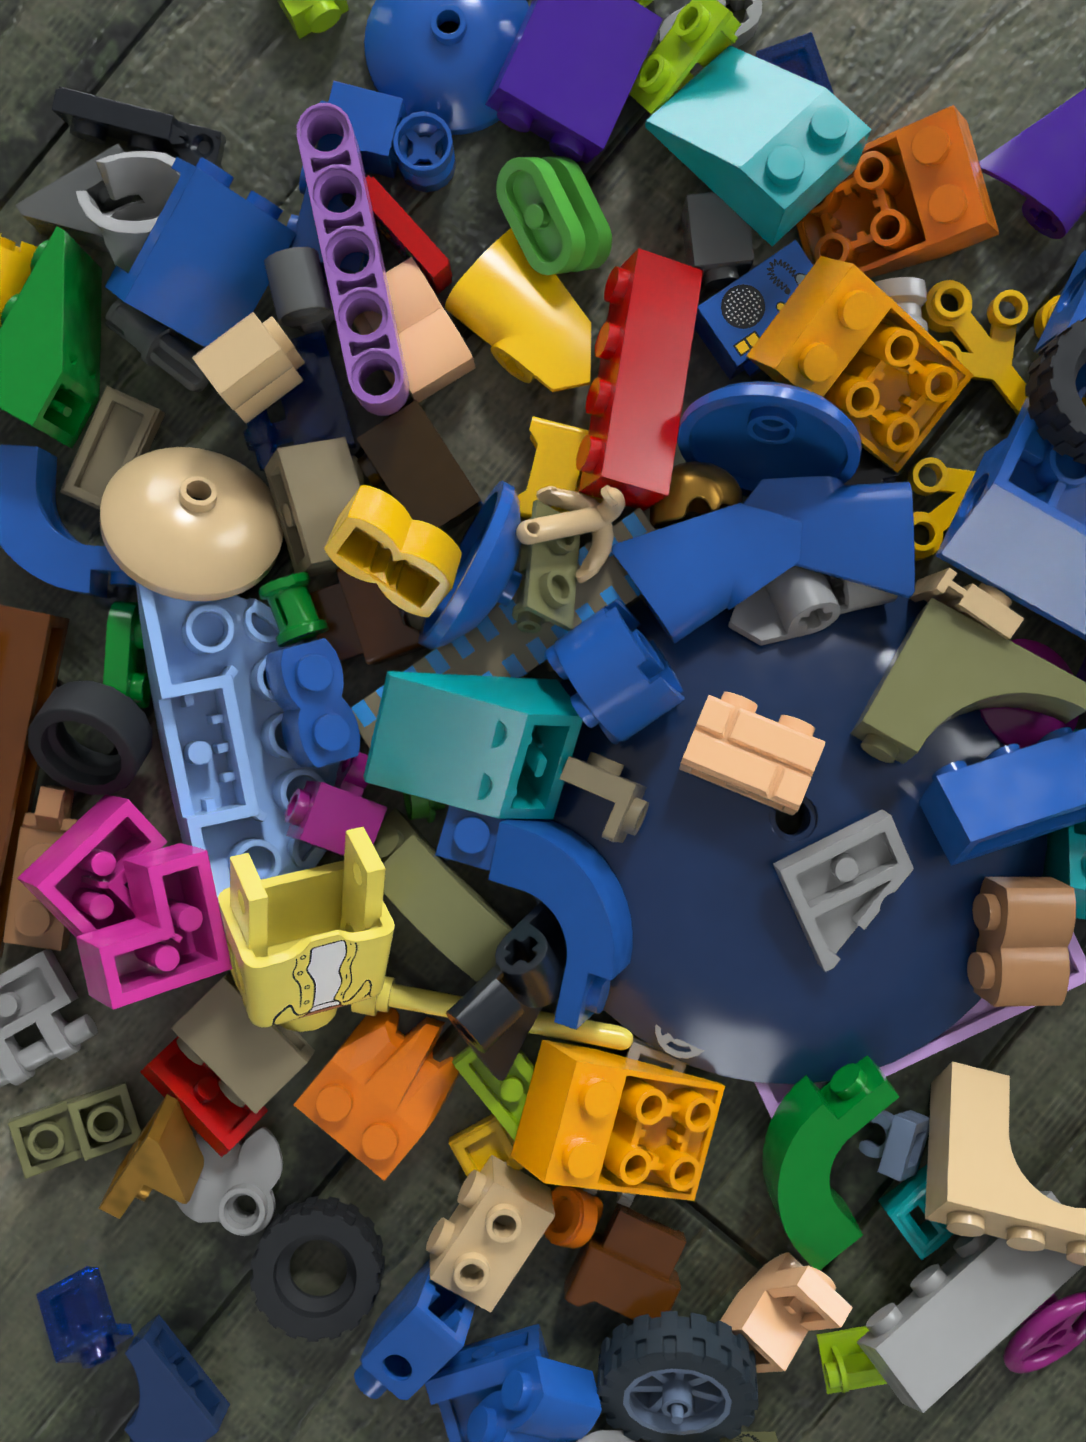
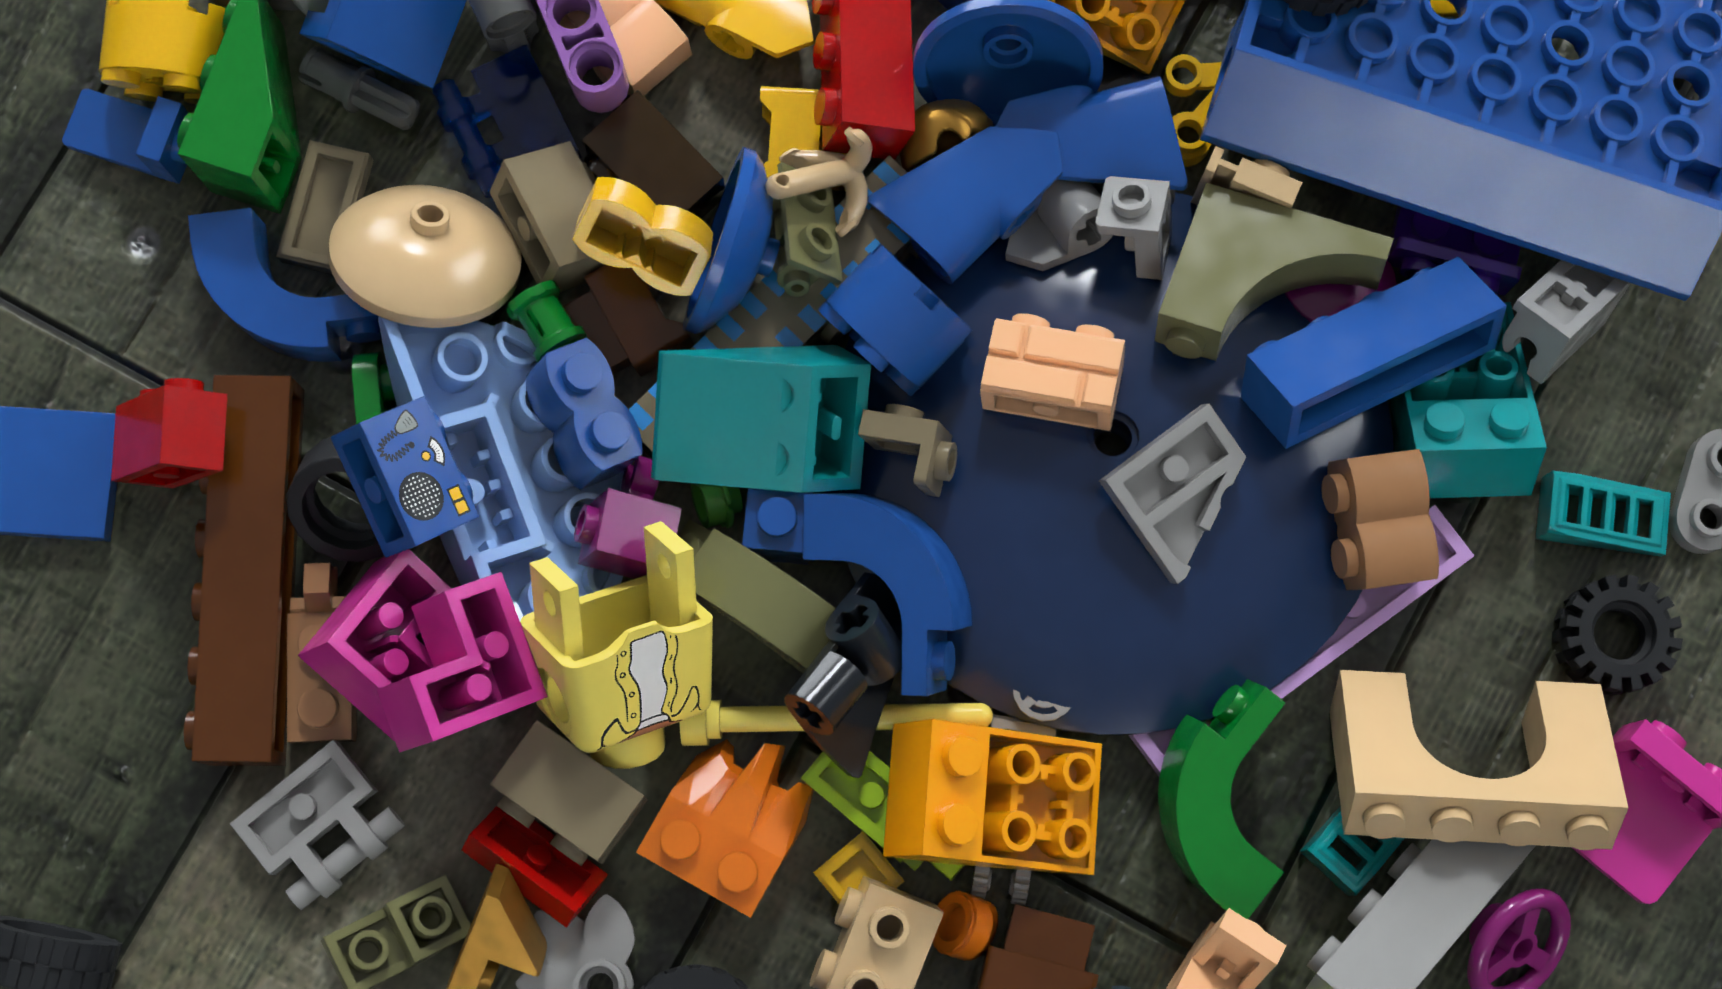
camera: 10 degrees left, 10 degrees down
(134, 742) = (405, 476): none -> blue brick
(251, 365) = (464, 81): tan brick -> none
(859, 615) = (1143, 215): none -> light grey bracket
(903, 1143) = (1310, 774): sand blue tile -> none

